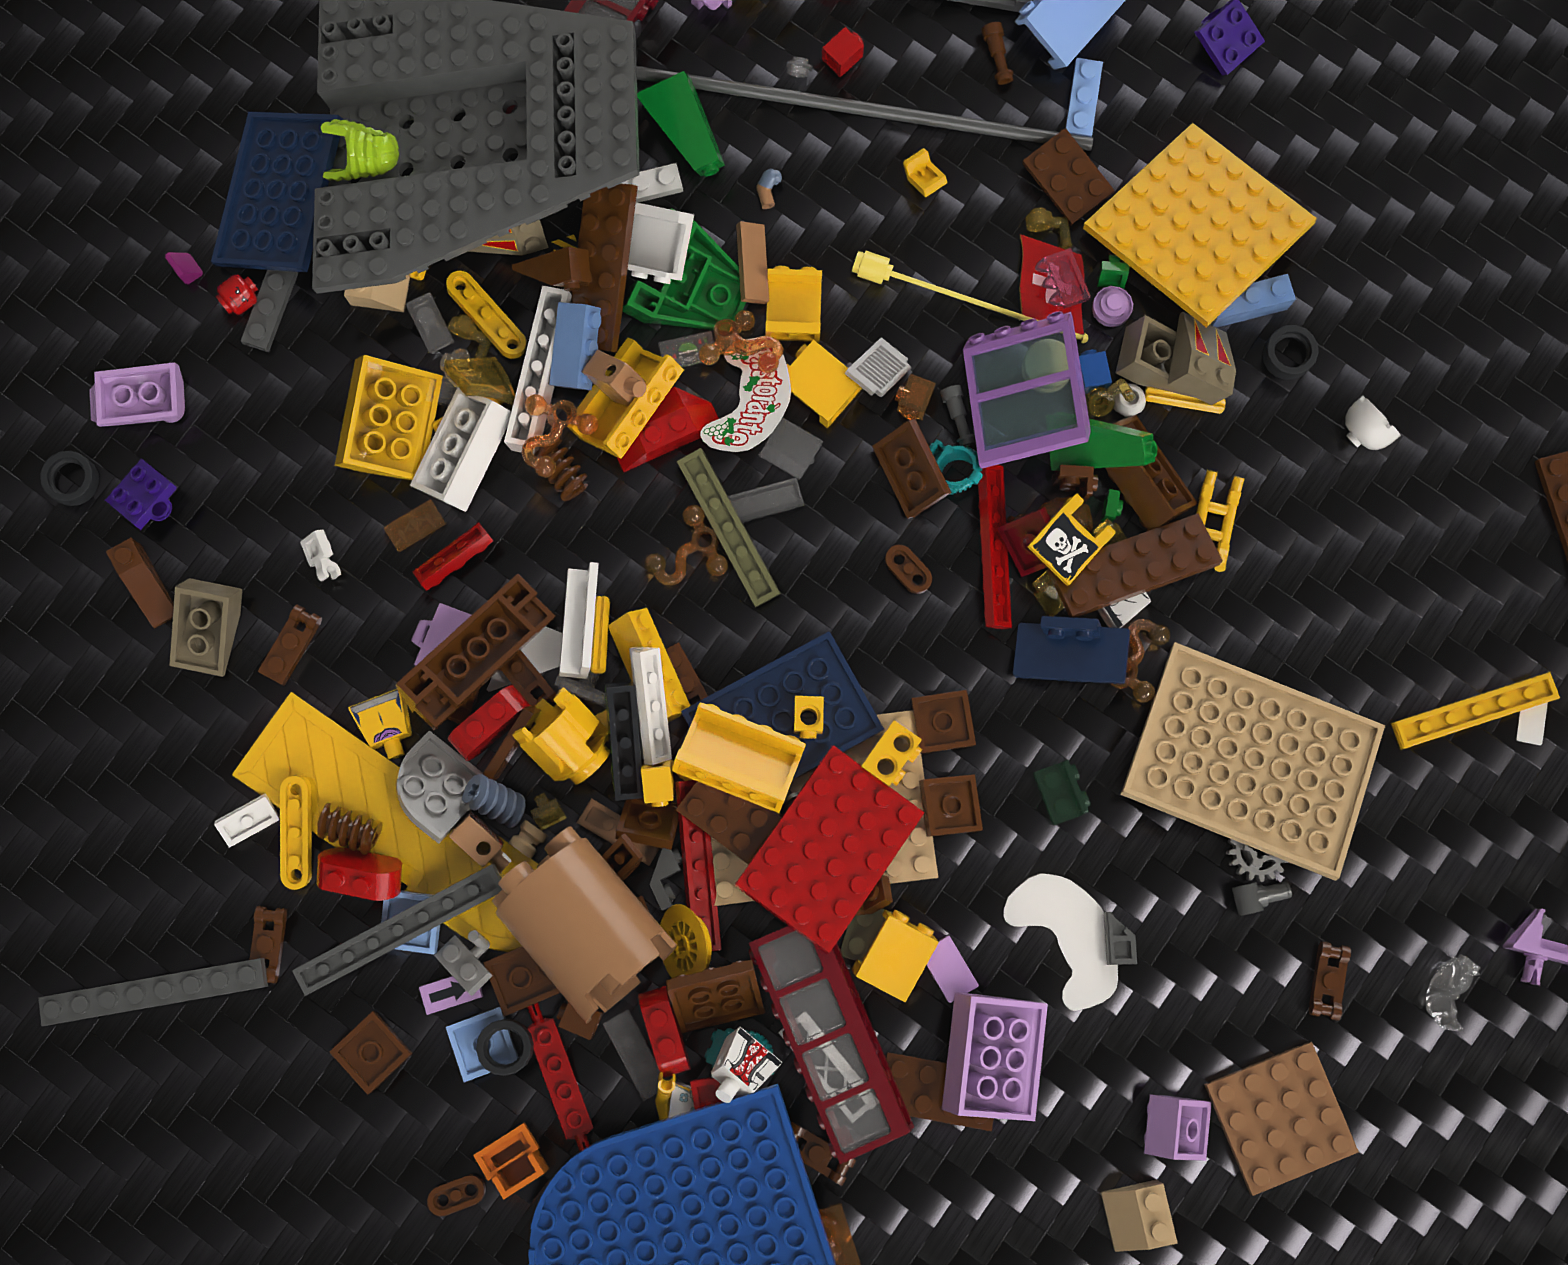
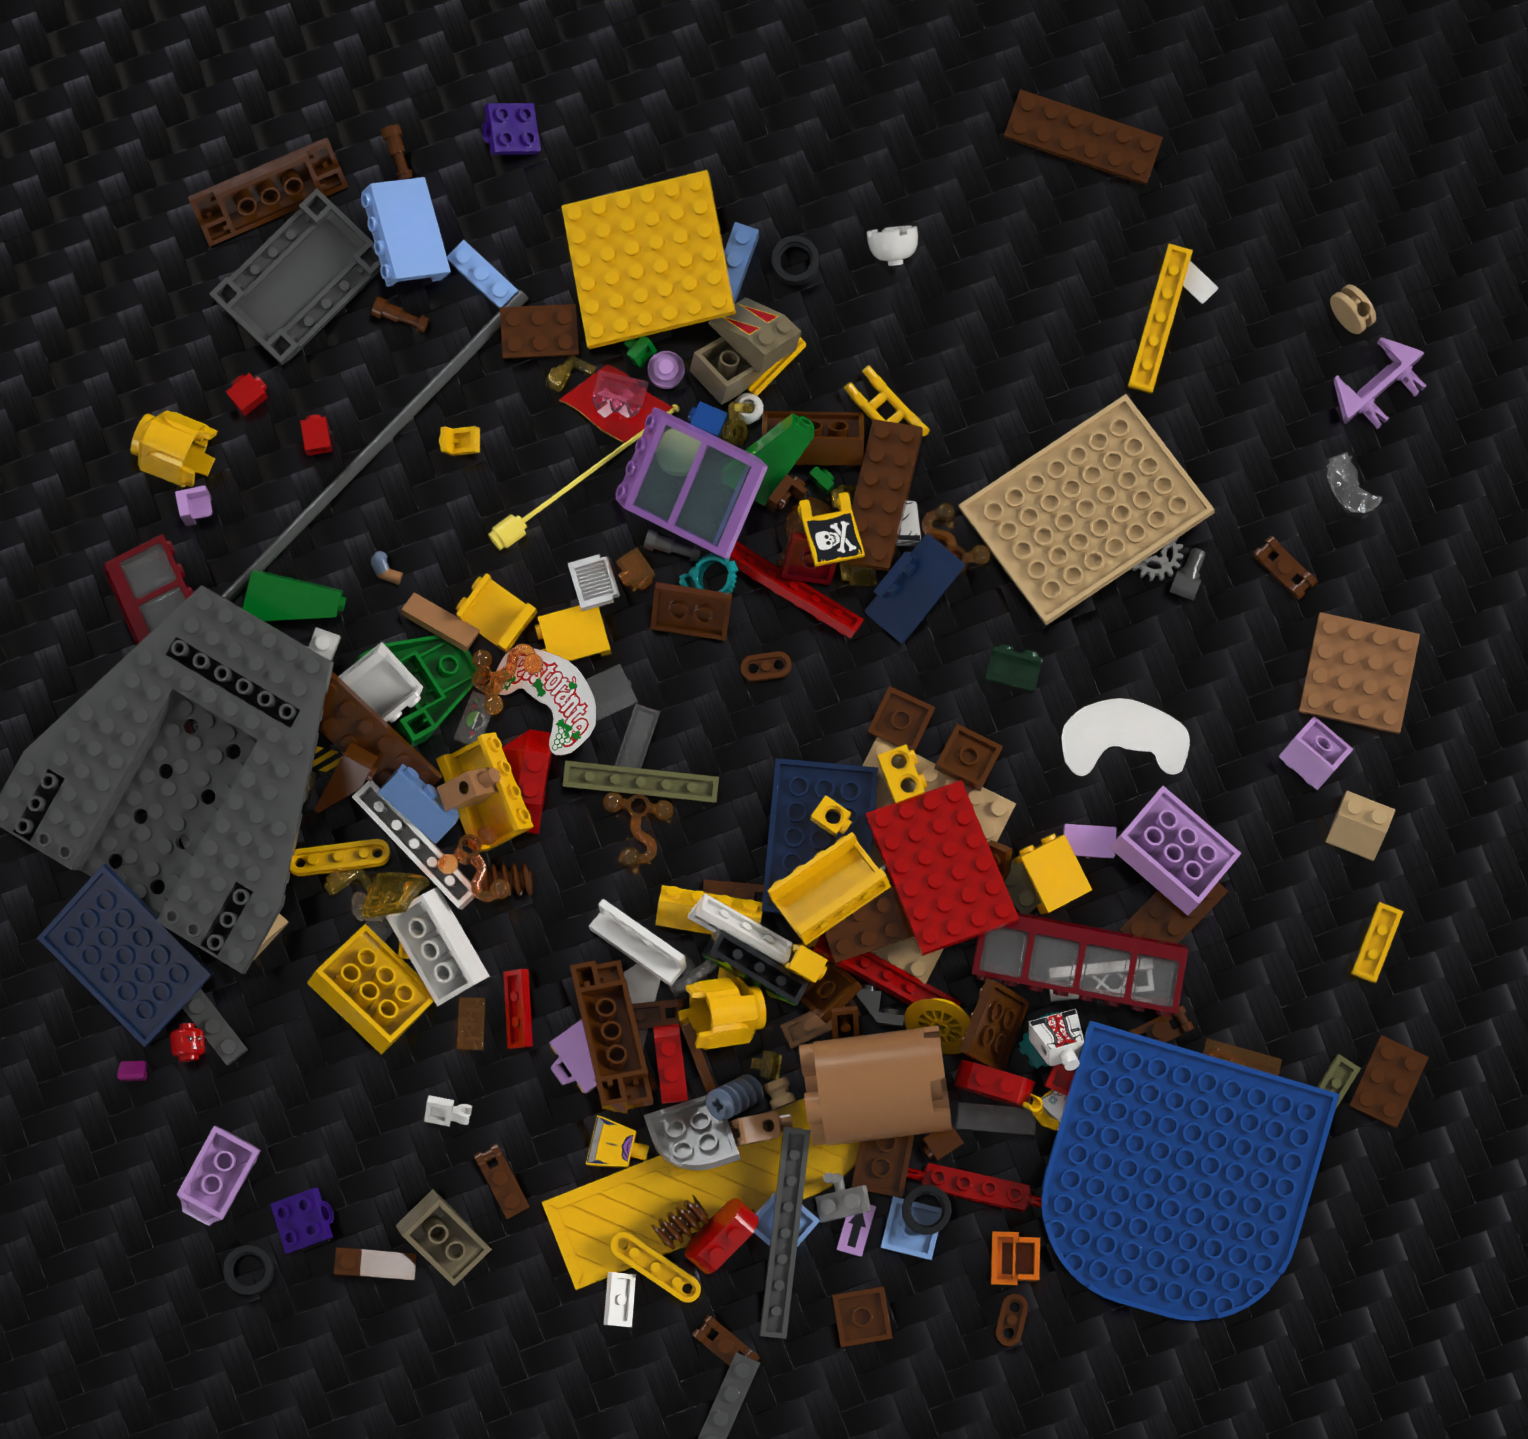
camera: 55 degrees left, 0 degrees up
(367, 150) = (154, 855): lime hair -> none
(429, 322) = (313, 906): clear tile -> none
(600, 635) = (673, 942): yellow axle -> none
(799, 67) = (303, 478): clear plate -> none
(1119, 942) = (1153, 702): dark grey tile -> none

